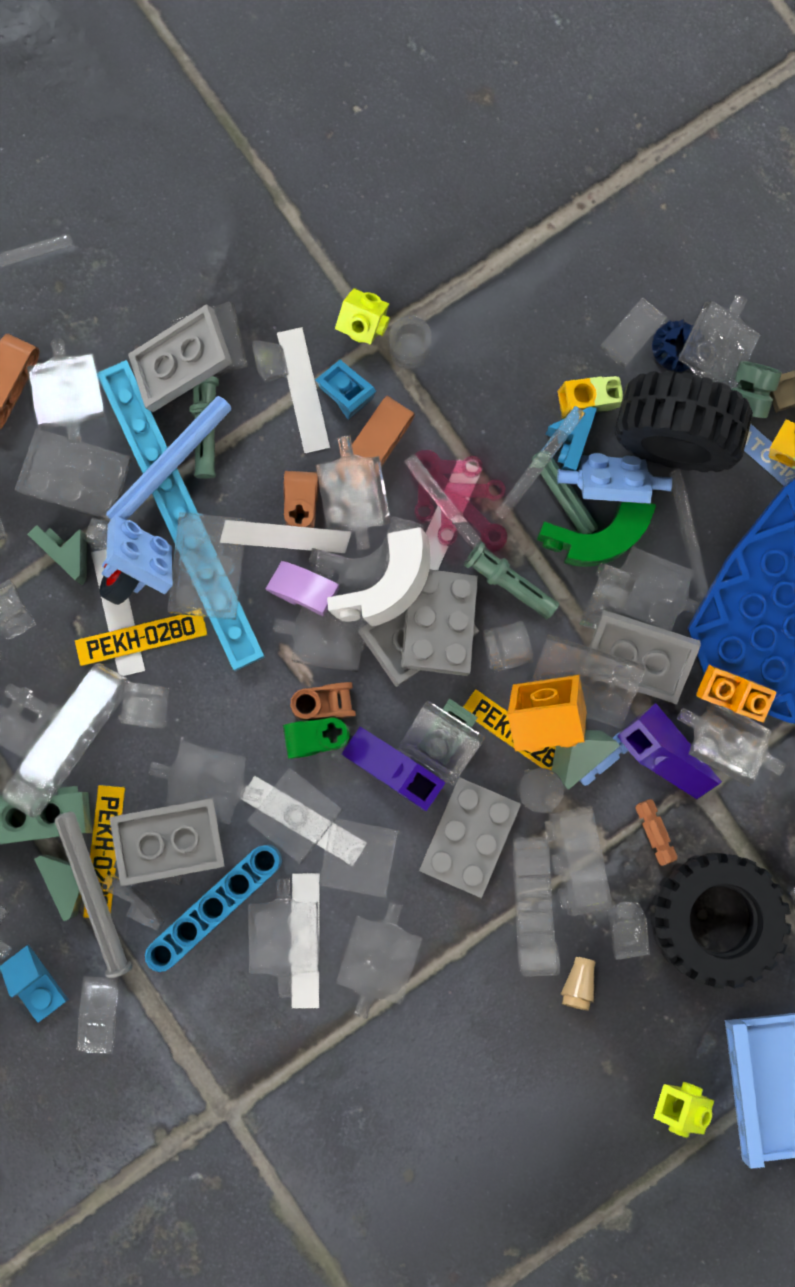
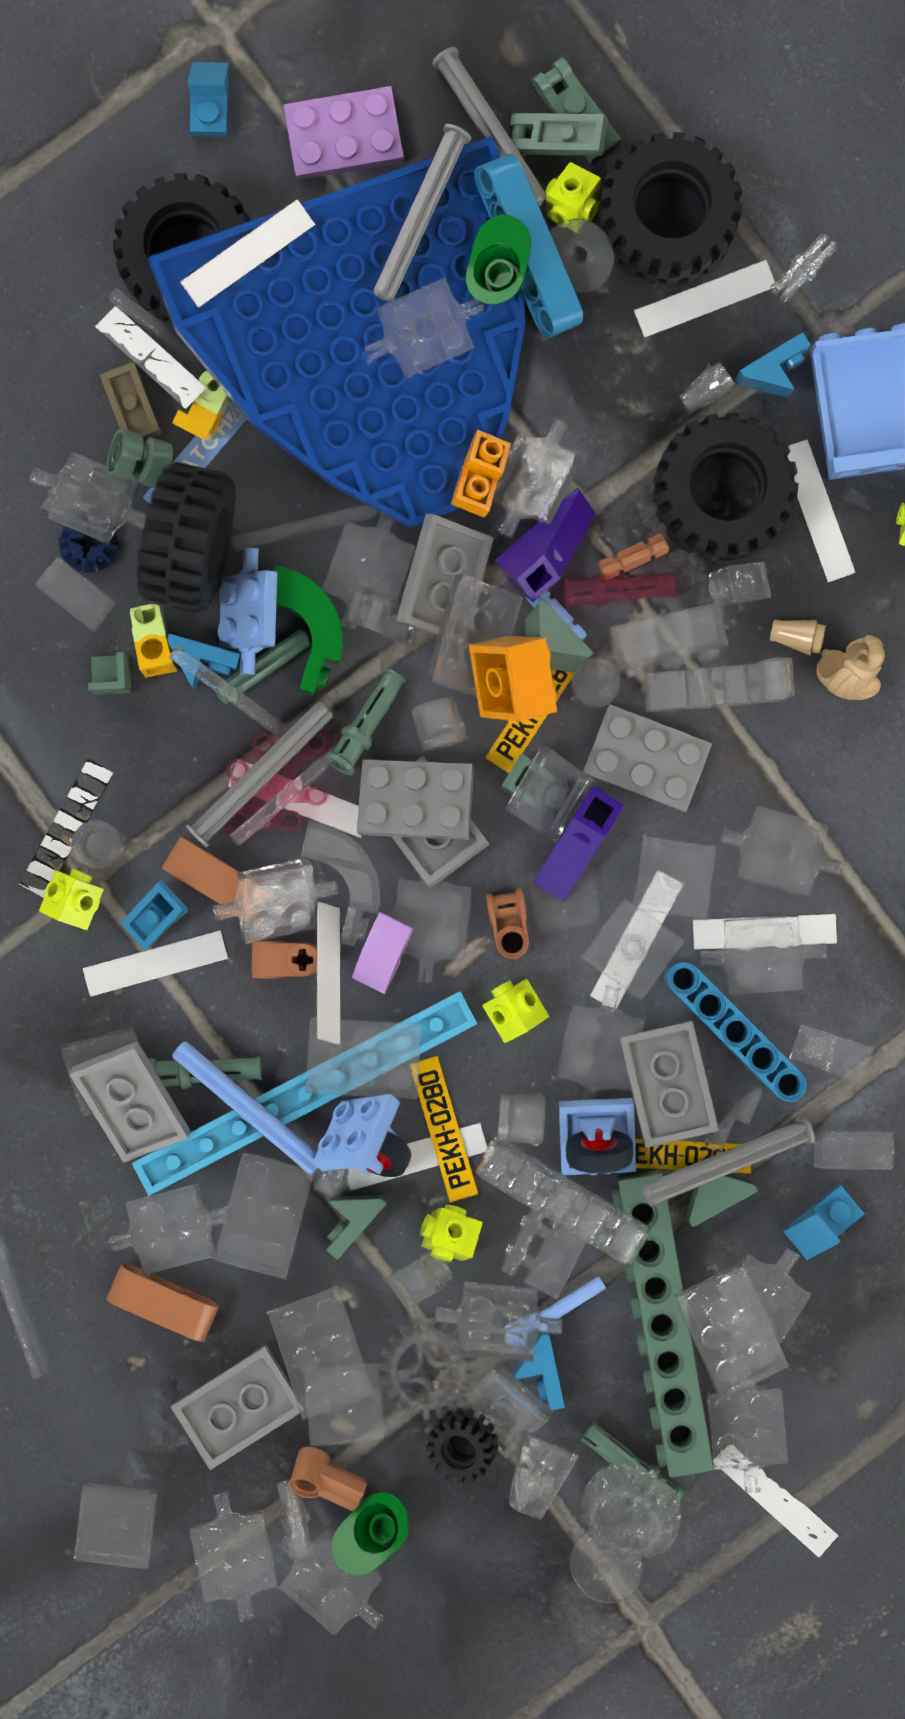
camera: 85 degrees left, 5 degrees up
(44, 649) = (450, 1233): none -> neon yellow brick
(123, 774) = (597, 1136): none -> plate
(188, 998) = (831, 1053): none -> clear slope
(244, 704) = (515, 1009): none -> neon yellow brick
(270, 360) = (124, 1001): clear slope -> none
(309, 739) = (547, 937): green piece -> none
(398, 587) = (383, 844): white arch -> none
(441, 325) = (70, 817): none -> sticker
(468, 484) = (260, 773): none -> light grey axle
(542, 1034) = (854, 672): none -> tan hair
(561, 360) = (110, 674): none -> sand green panel
(627, 858) = (662, 587): none -> clear pink pin
(693, 1009) = (819, 514): none -> white sticker

